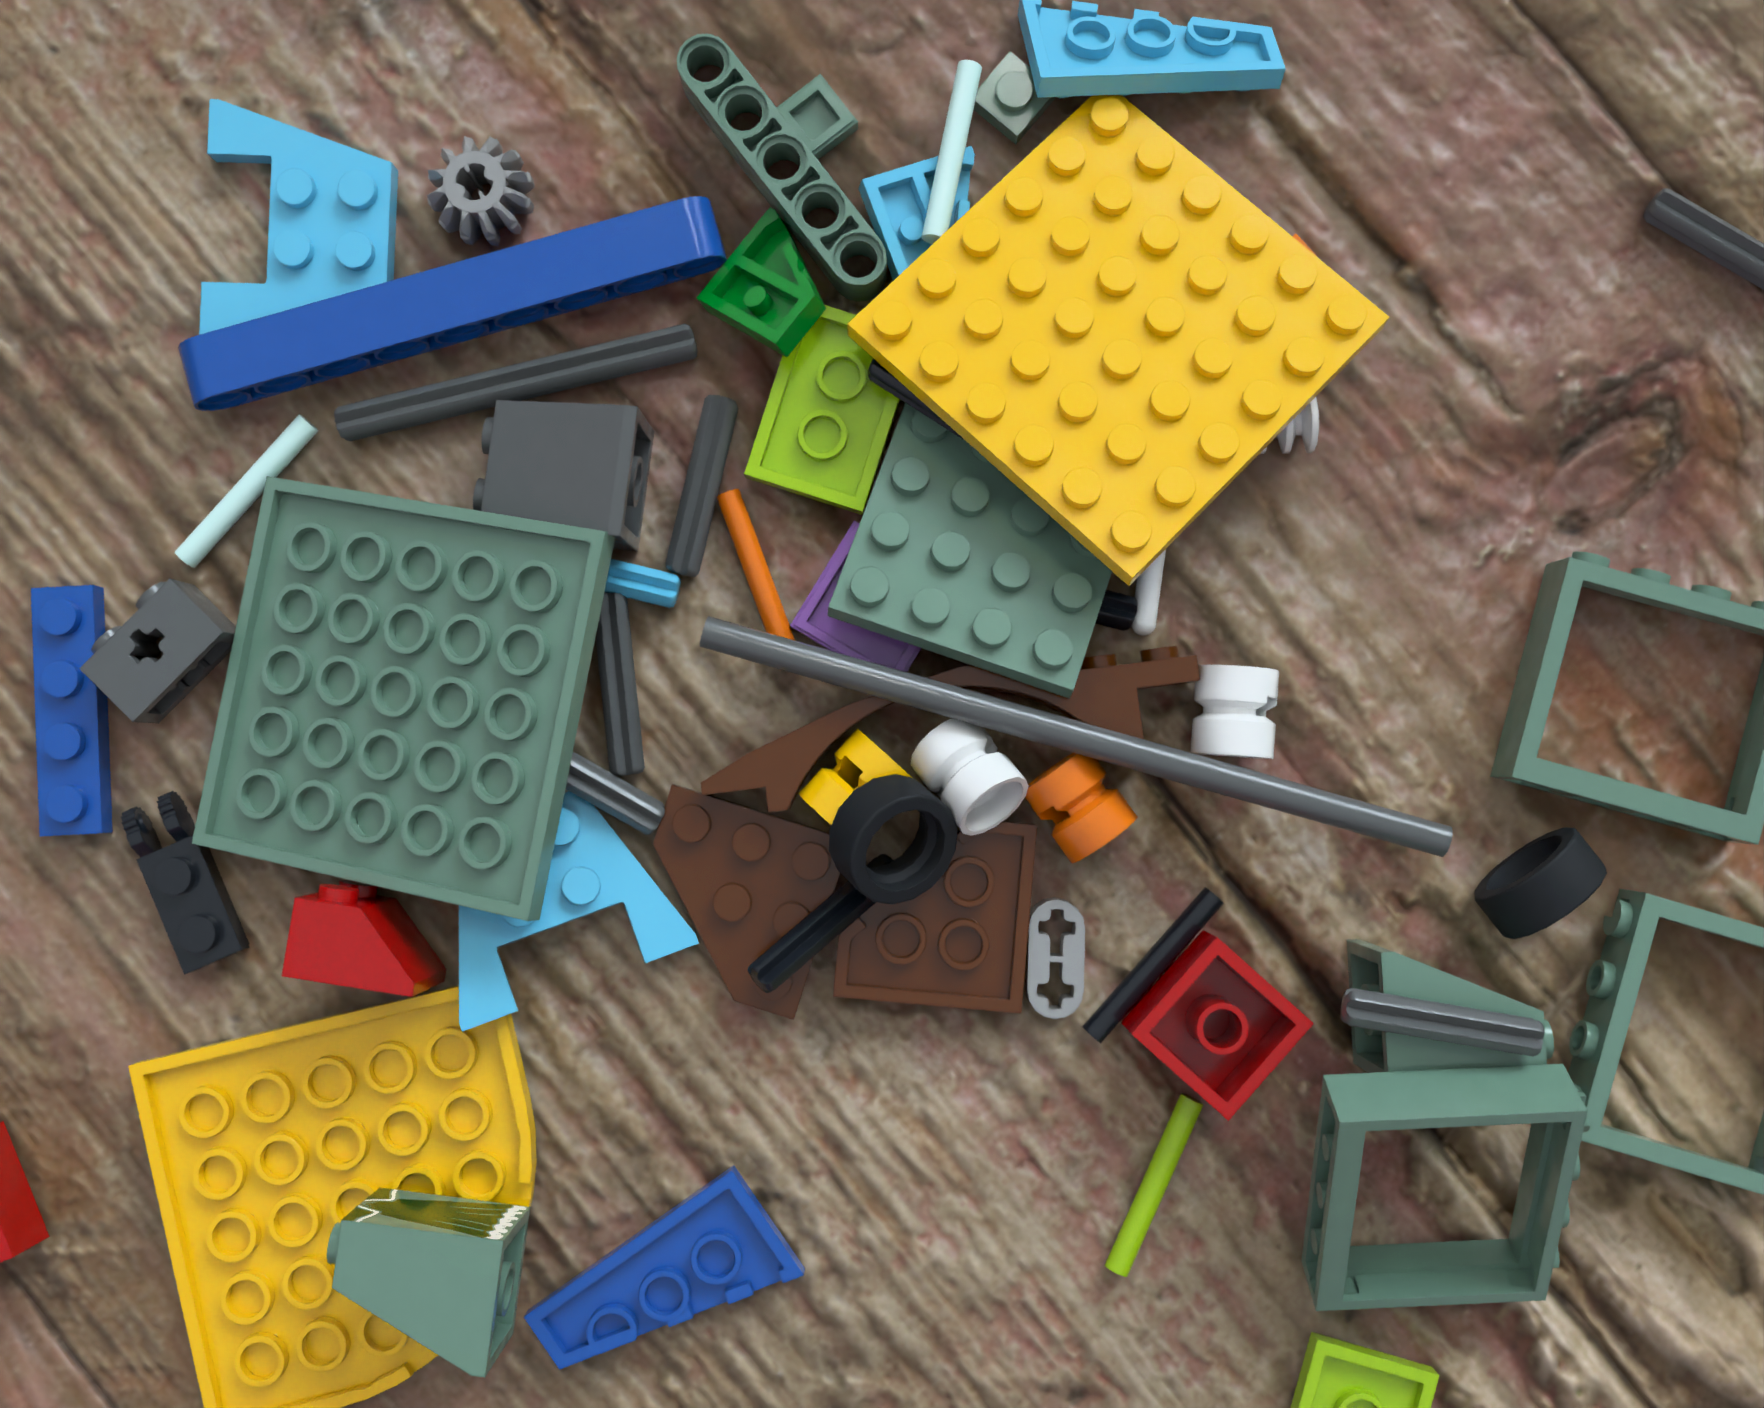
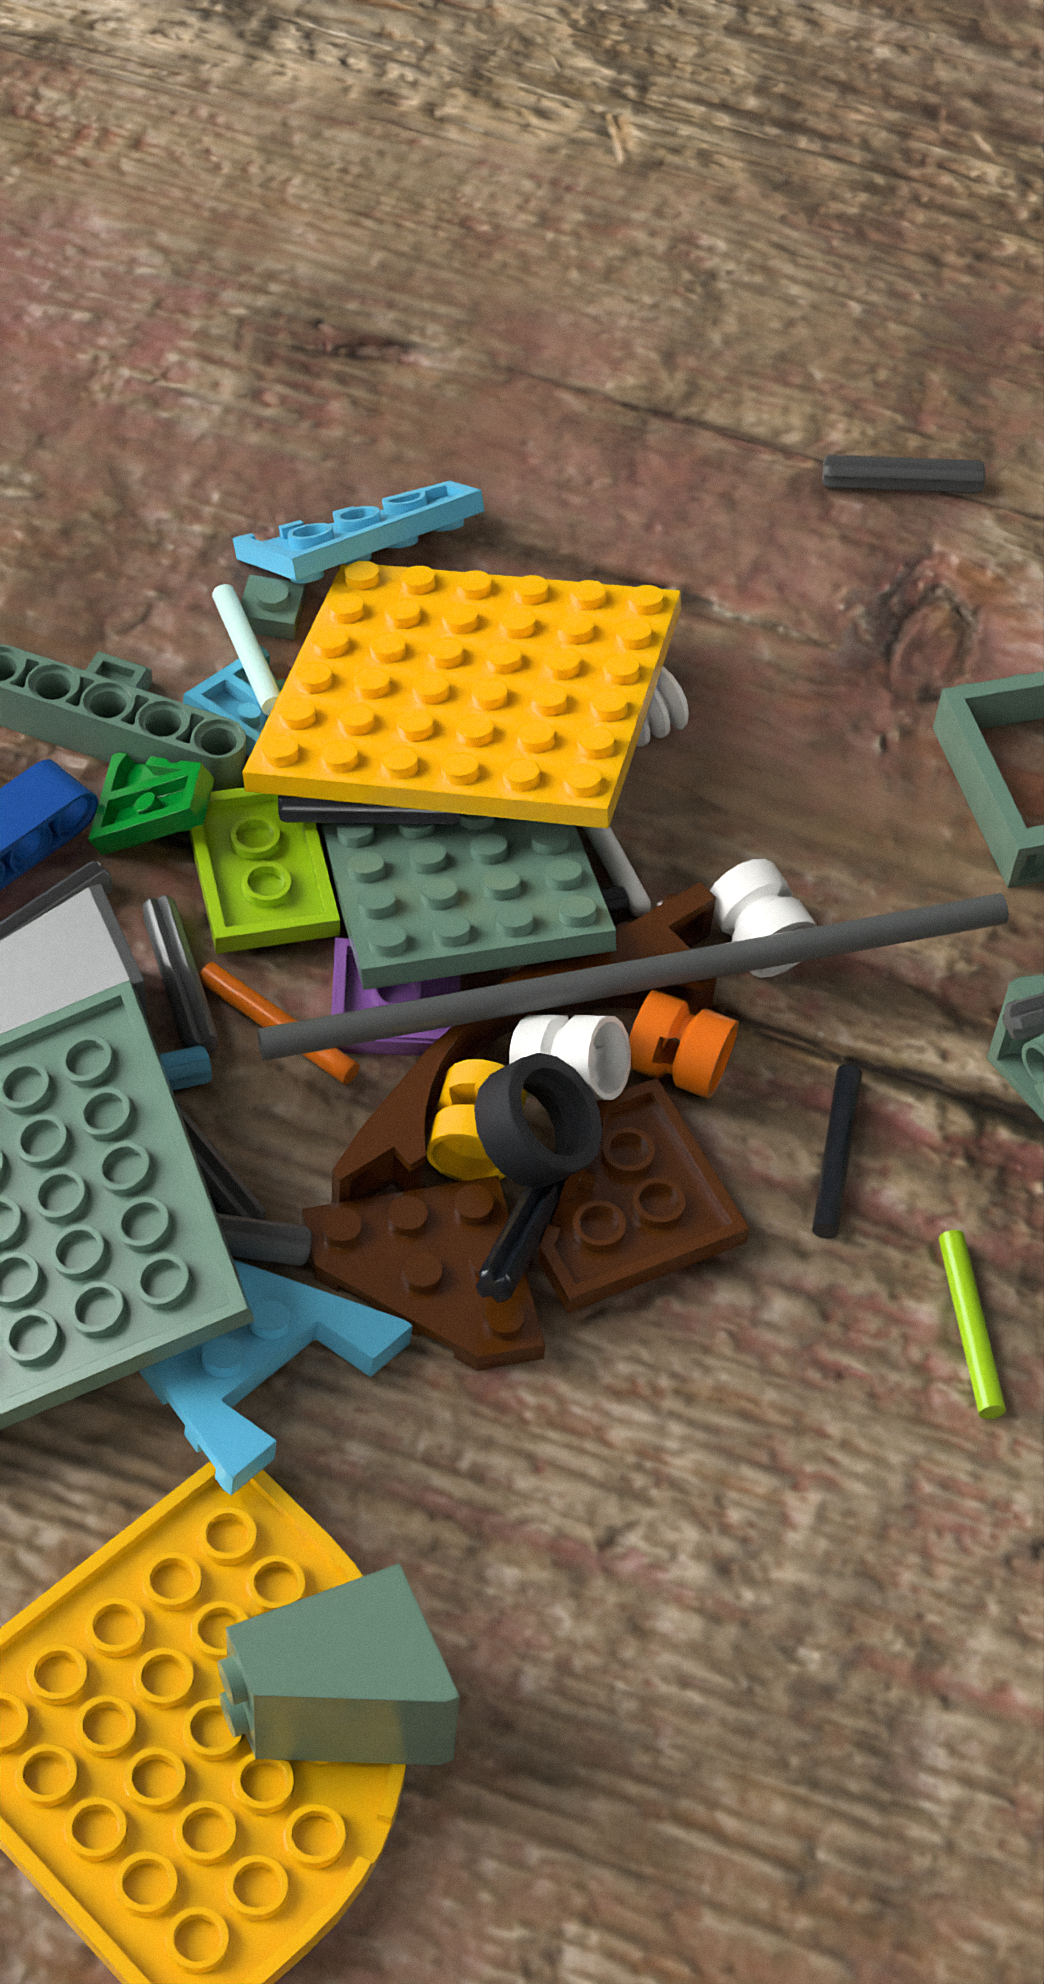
camera: 35 degrees left, 35 degrees down
(359, 942) = (87, 1457): red slope -> none
(688, 1260) = (575, 1625): blue wing -> none
(1070, 958) = (756, 1178): light grey beam -> none
(1217, 1024) = (923, 1145): red brick -> none

